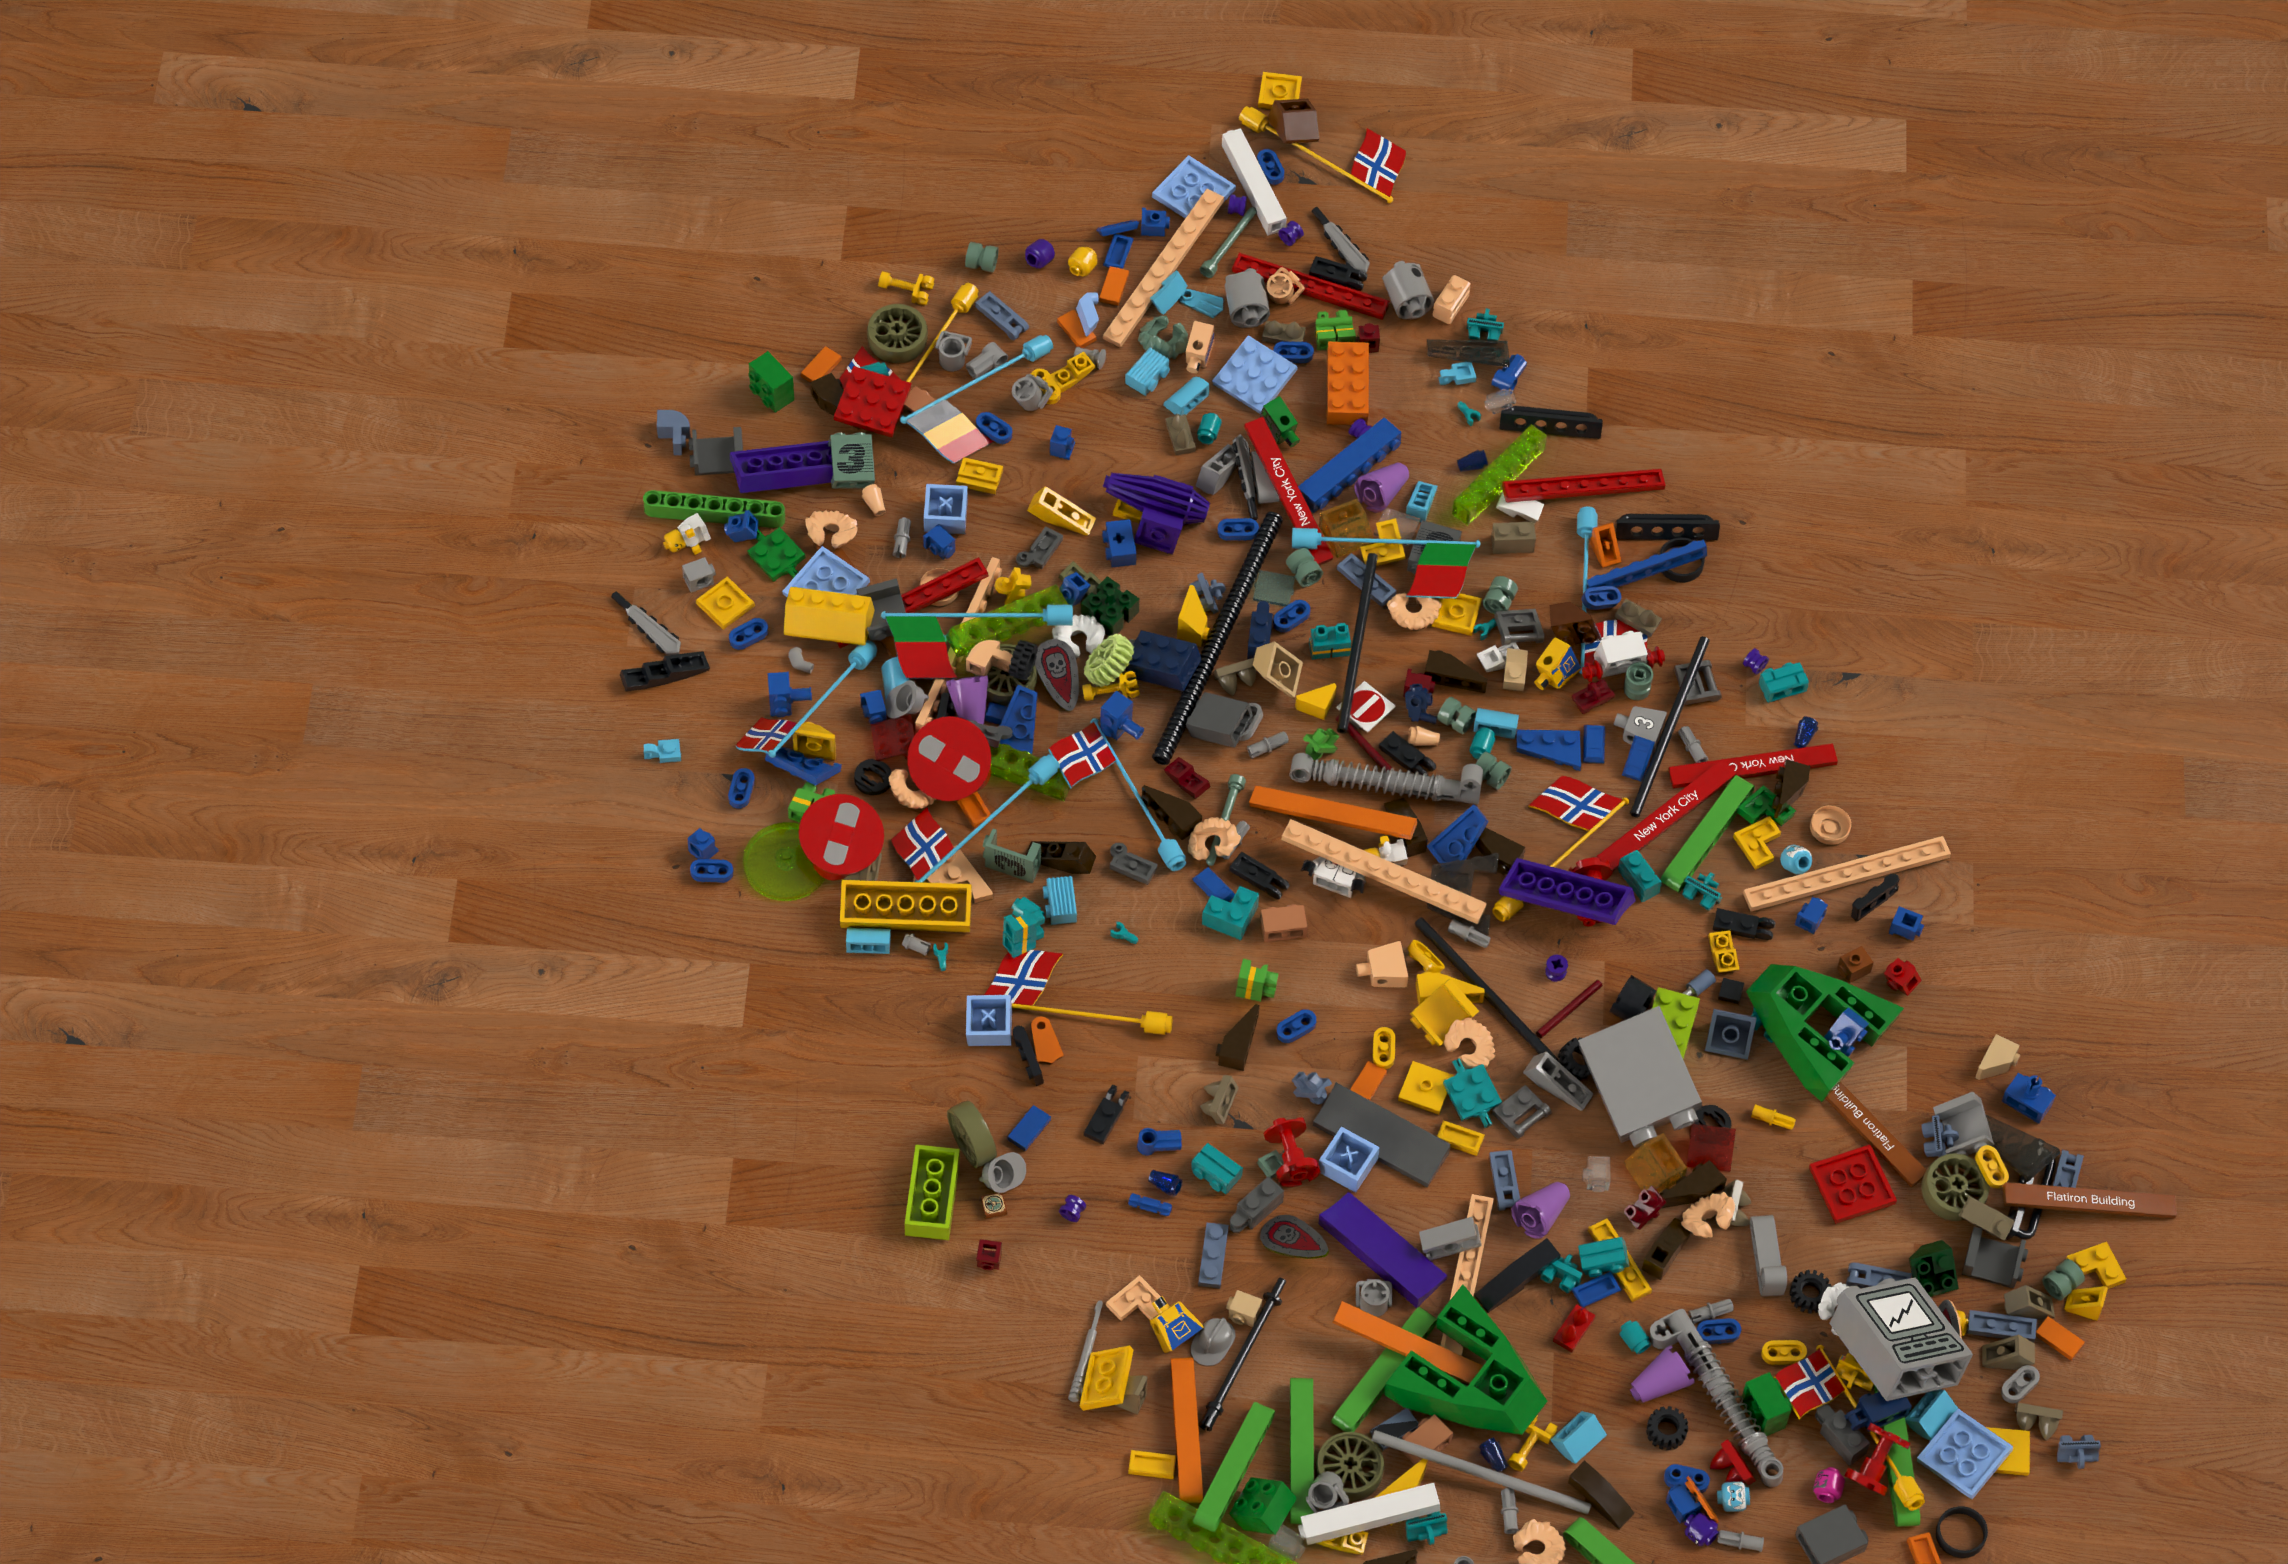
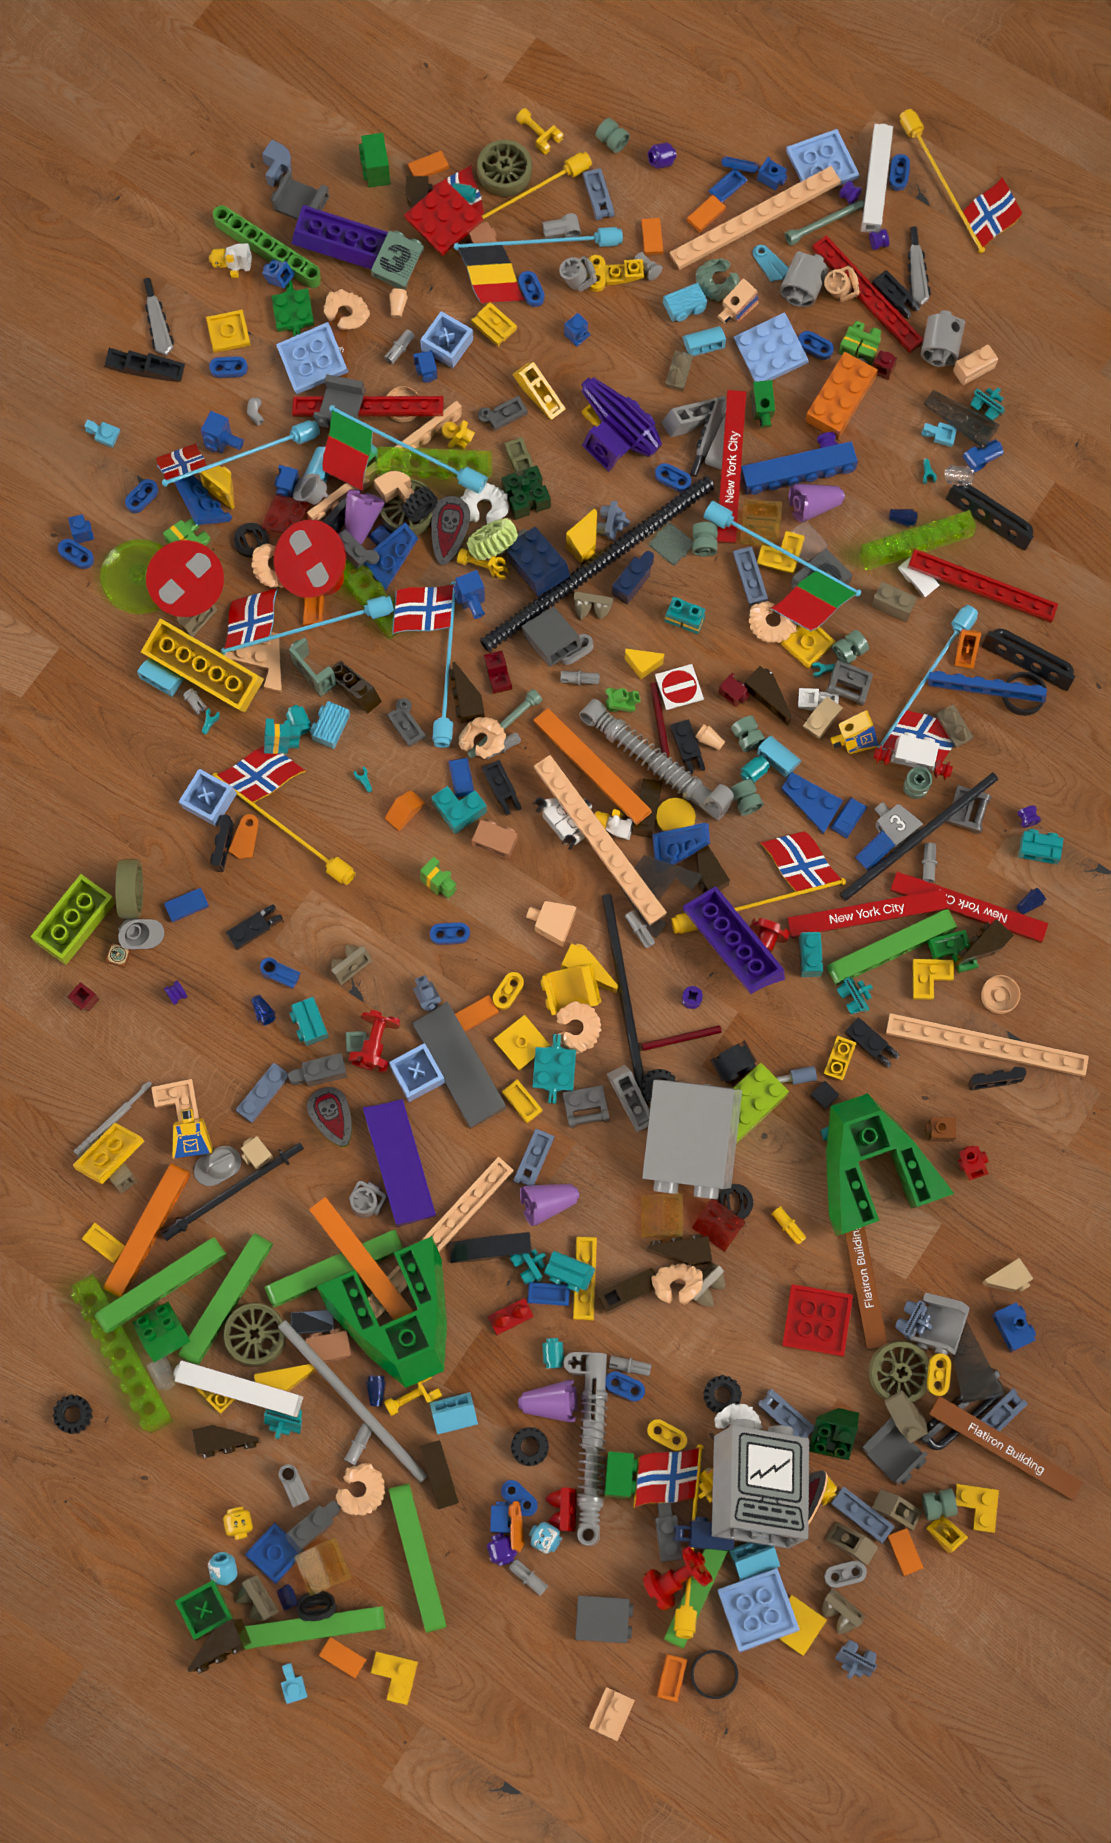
camera: 30 degrees right, 15 degrees up
(698, 574) = (220, 296): light grey brick -> none
(828, 615) = (293, 385): yellow slope -> none
(952, 350) = (537, 204): light grey piece -> none
(1074, 588) = (500, 465): blue brick -> none
(1082, 261) = (692, 179): yellow head -> none
(1087, 312) = (668, 226): light blue piece -> none
(1120, 543) = (576, 433): blue brick -> none
(1150, 1204) = (239, 1022): blue axle -> none
(1169, 294) = (745, 243): medium azure slope -> none
(1180, 942) = (404, 809): none -> orange slope
(1209, 428) = (704, 377): teal brick -> none
(1237, 1042) = (394, 922): dark brown slope -> none
(1278, 87) = (949, 109): yellow tile -> none
(1278, 667) = (624, 618): tan slope -> none
(1280, 332) = (818, 324): dark tan tile -> none
(1290, 616) = (668, 574): blue plate -> none
(1294, 120) = (942, 142): reddish brown slope -> none
(1325, 1492) = (215, 1350): light grey piece -> none
(1357, 643) = (705, 628): black piece -> none
(1417, 701) = (722, 705): dark blue piece -> none
(1420, 502) = (832, 537): medium azure slope -> none
(1425, 957) = (591, 931): yellow plate -> none
(1436, 818) = (675, 814): none -> yellow tile
(1450, 1238) = (454, 1186): light grey piece -> none
(1573, 624) = (889, 705): reddish brown slope -> none
(1592, 696) = (871, 776): dark red hips -> none
(1597, 1173) = (611, 1195): clear brick -> none
(1599, 597) = (933, 691): blue plate -> none
(1645, 1207) = (632, 1247): dark red hips -> none
(1730, 1034) = (797, 1135): sand blue slope -> none
(1770, 1272) = (706, 1343): light grey beam -> none
(1796, 859) = (950, 1010): medium azure head -> none
(1811, 915) = (933, 1066): blue brick -> none
(1829, 1485) = (629, 1572): dark pink head -> none
(1846, 1032) = (889, 1188): blue brick -> none
(1906, 924) = (1010, 1111): blue brick -> none

